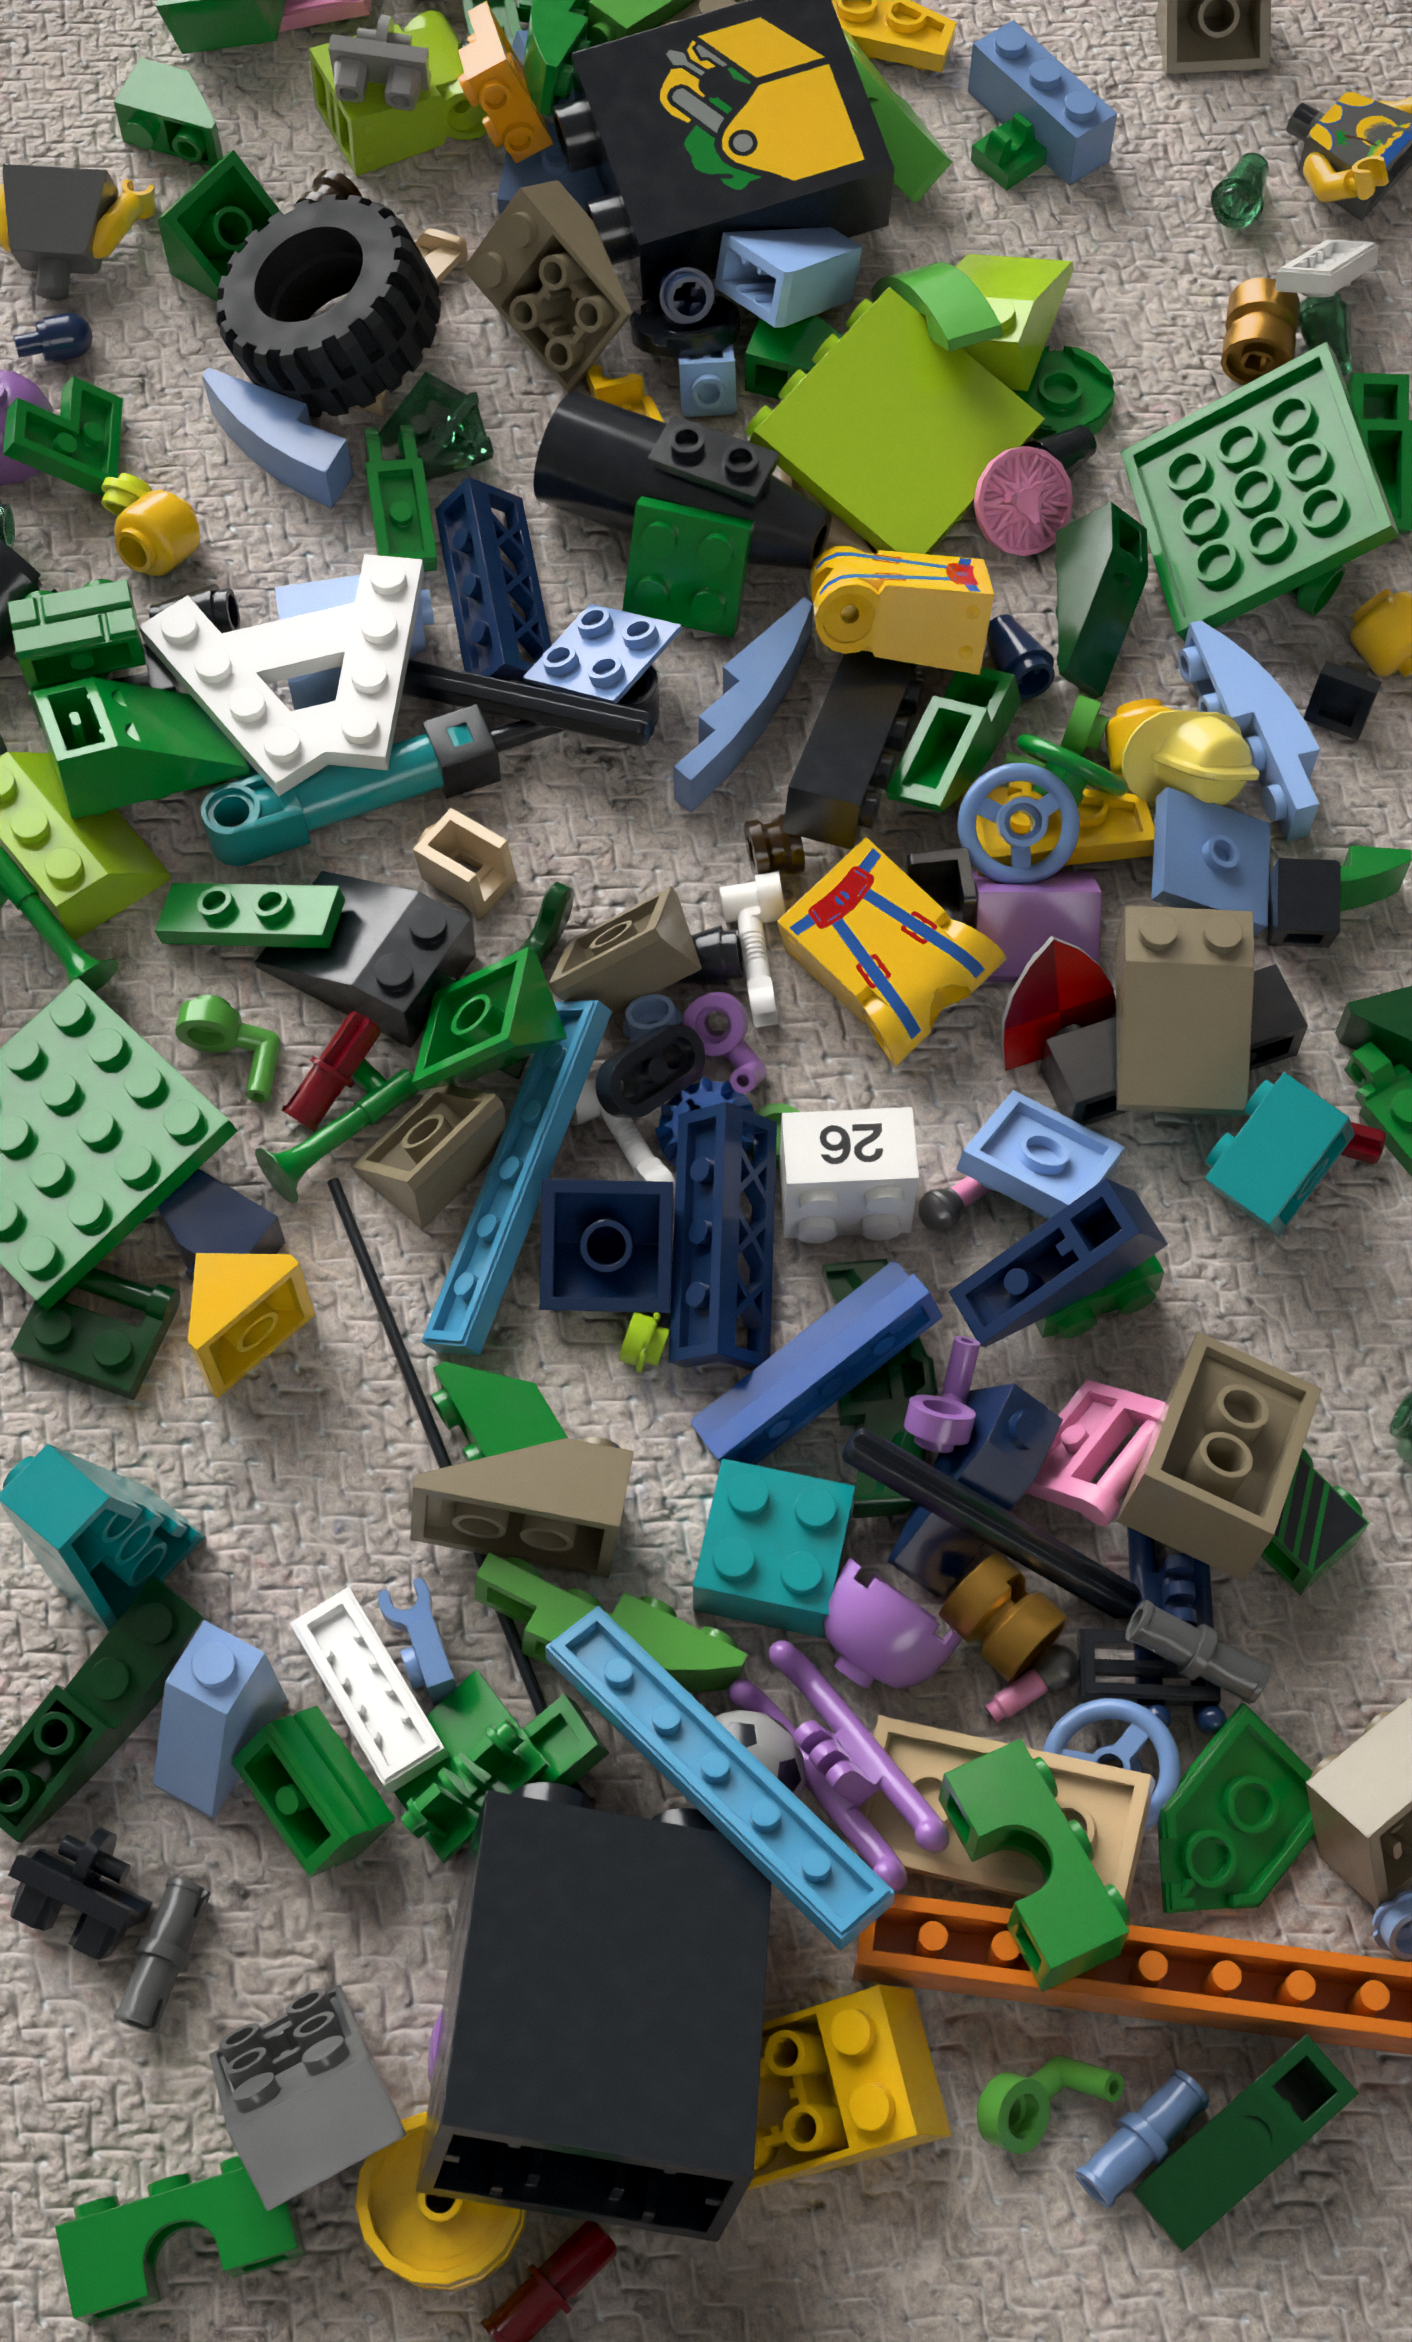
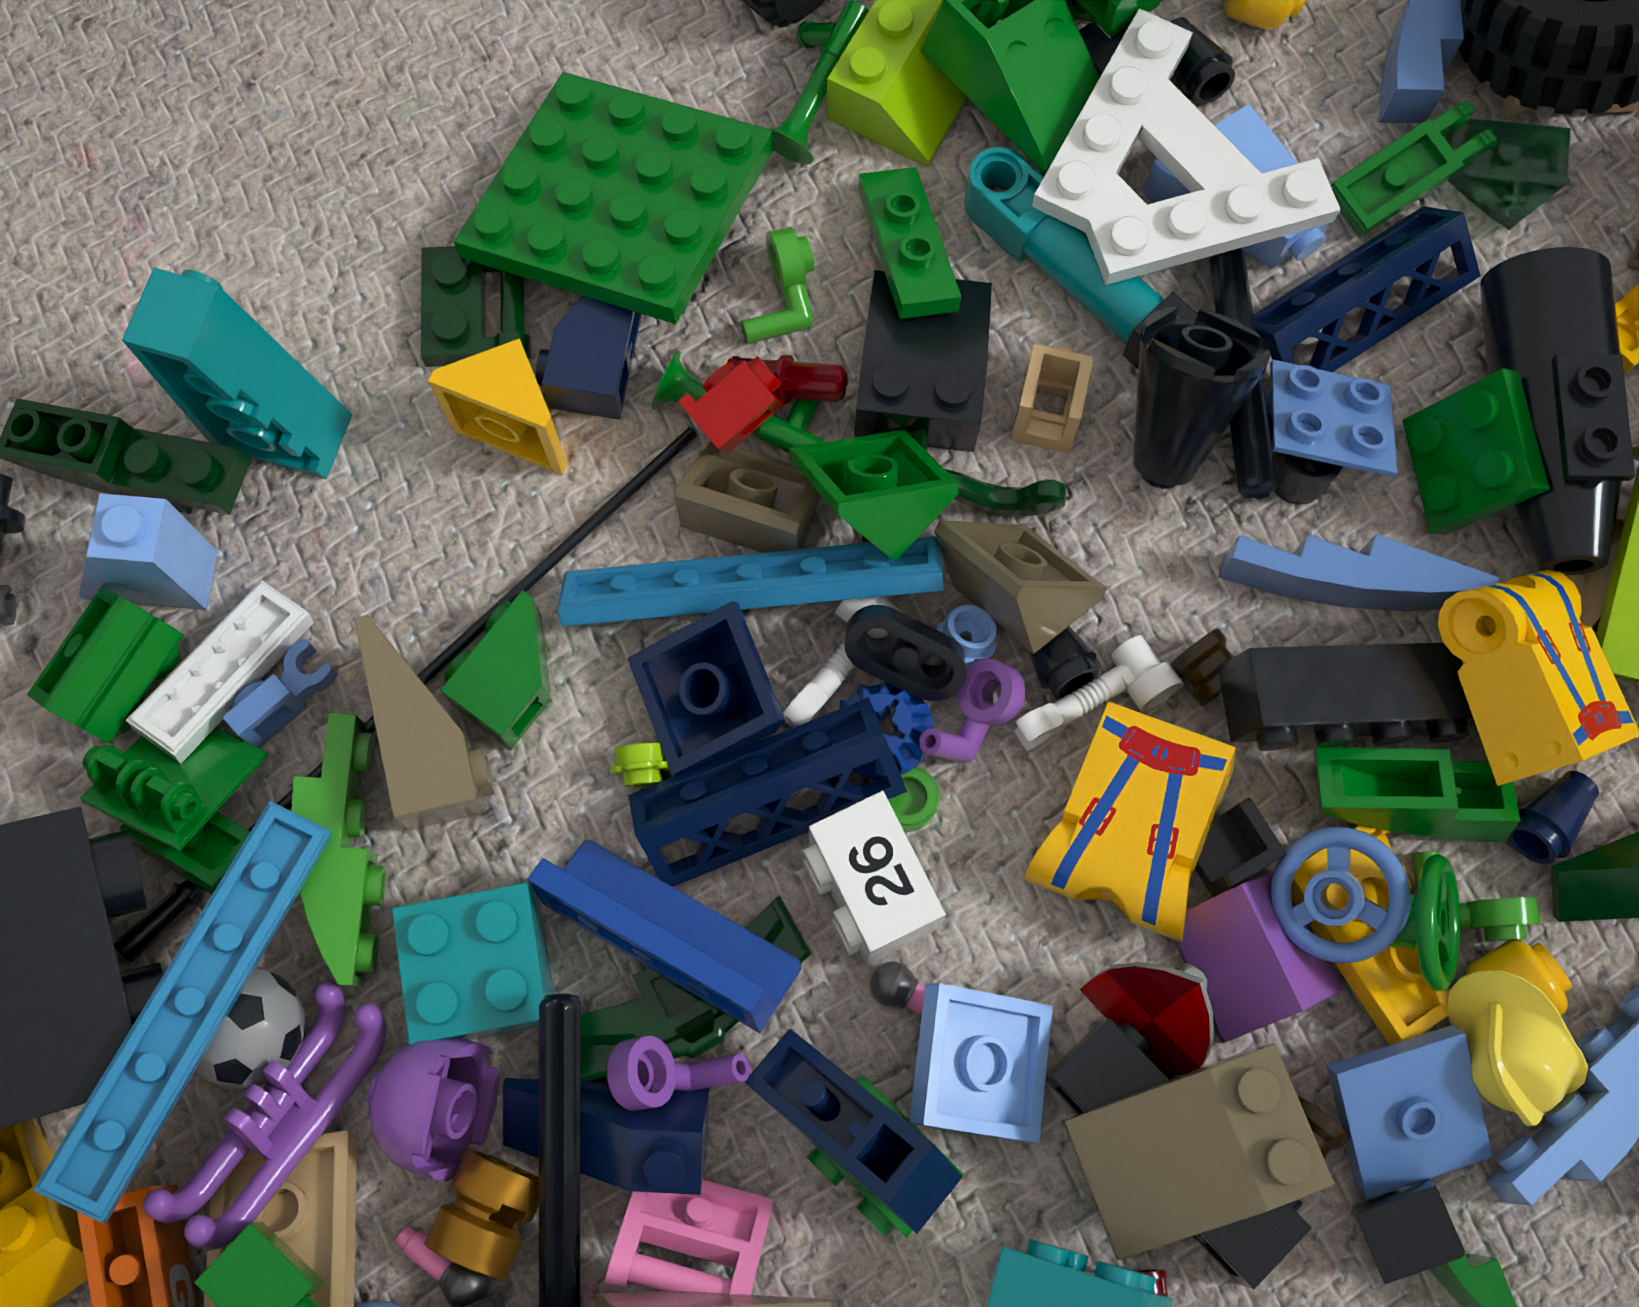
camera: 65 degrees right, 10 degrees up
(344, 1112) = (735, 402): none -> red brick
(530, 741) = (1189, 390): none -> black cone

